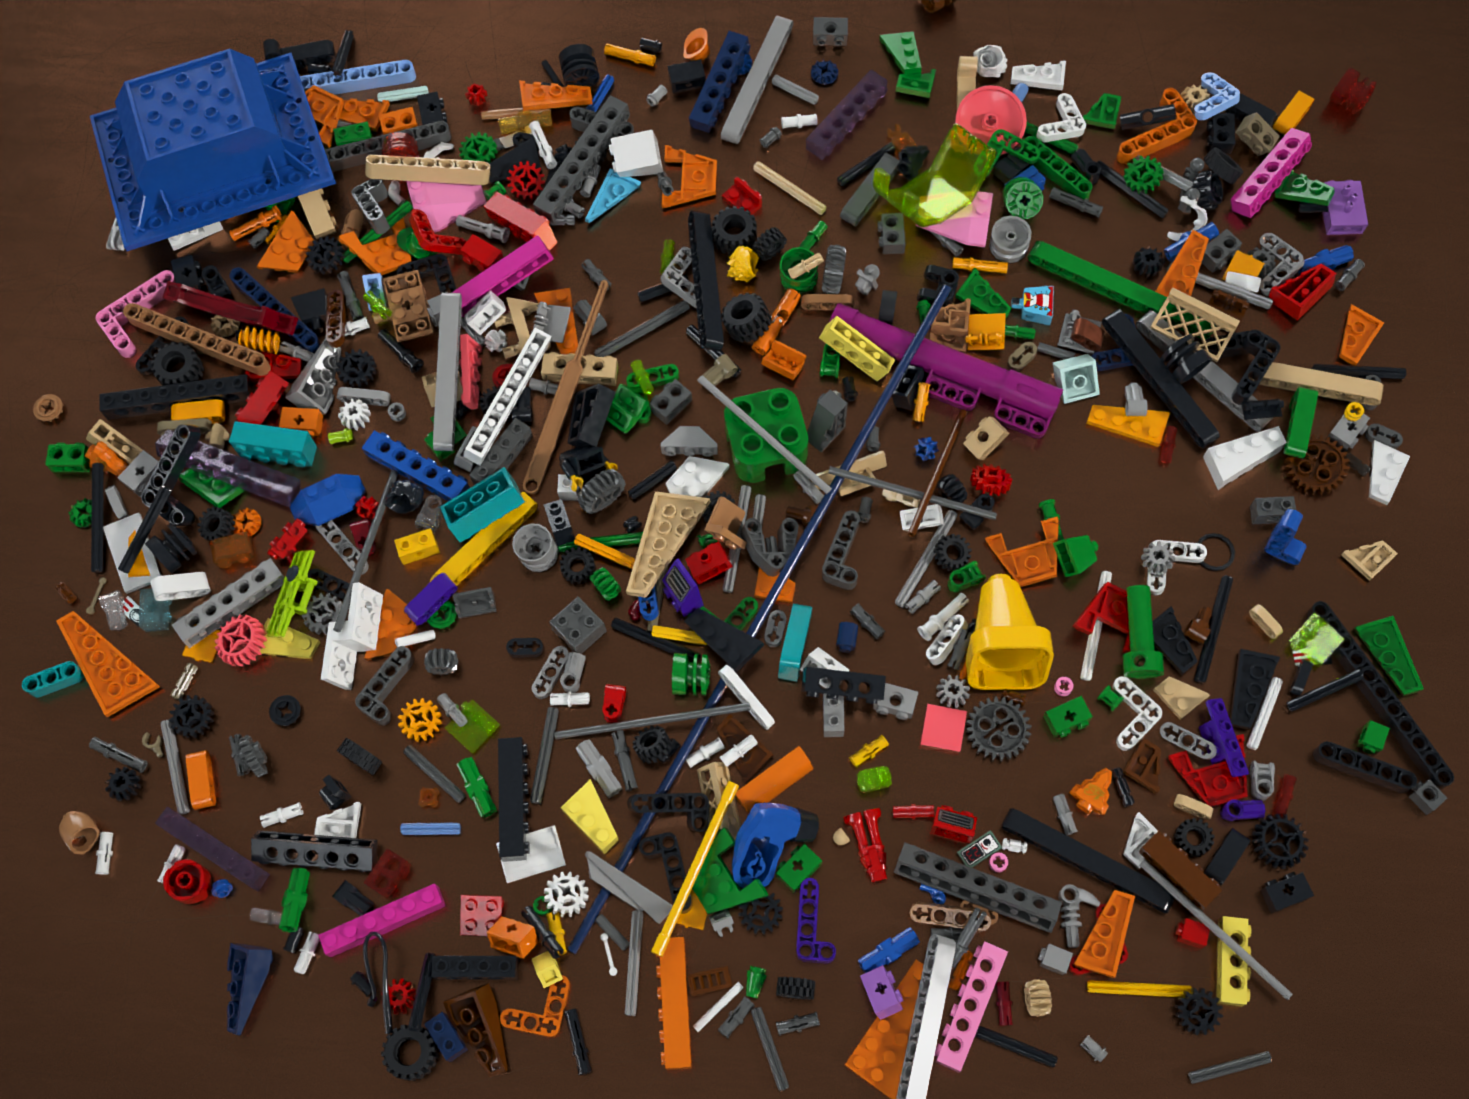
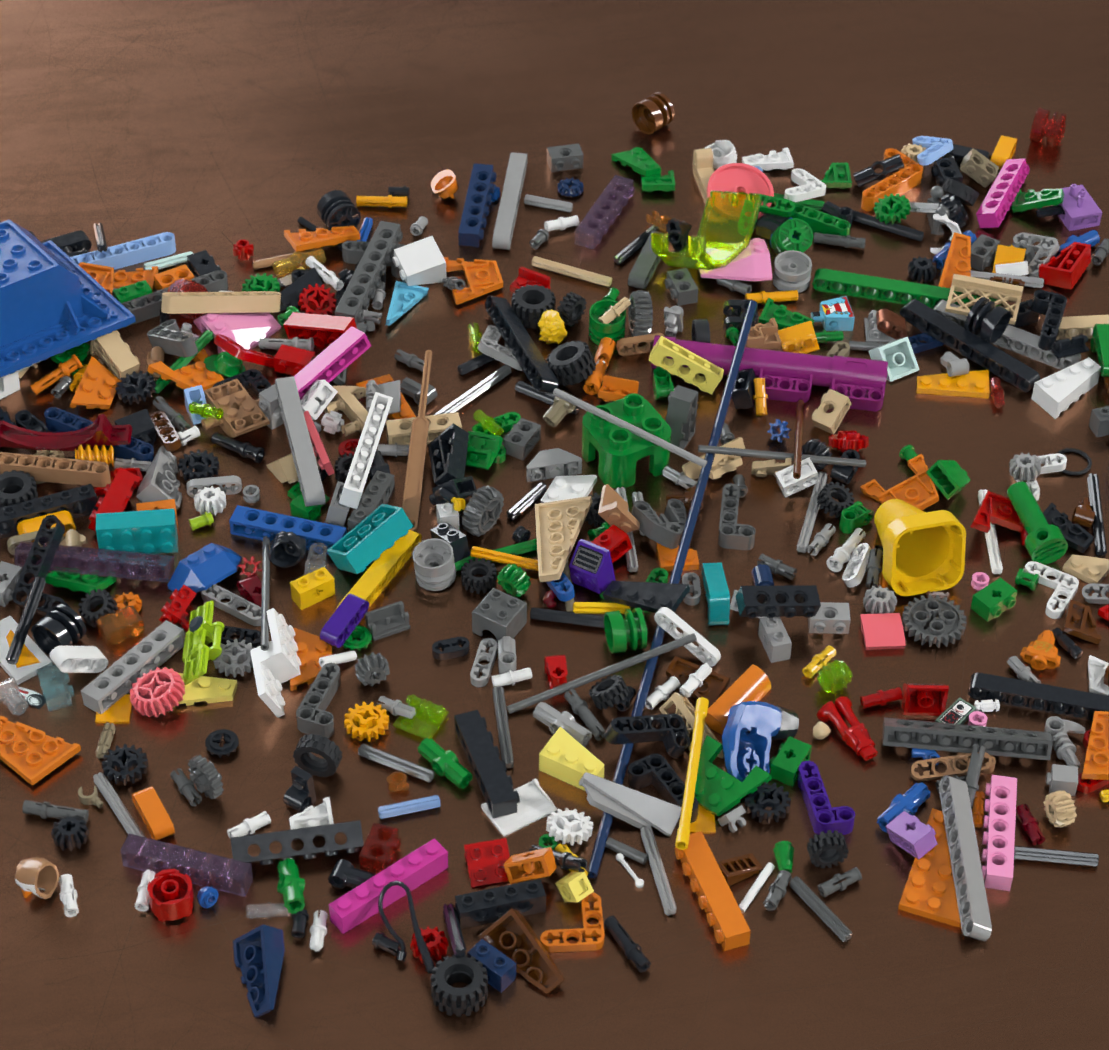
camera: 20 degrees left, 25 degrees down
(686, 76) = (442, 207): black brick -> none

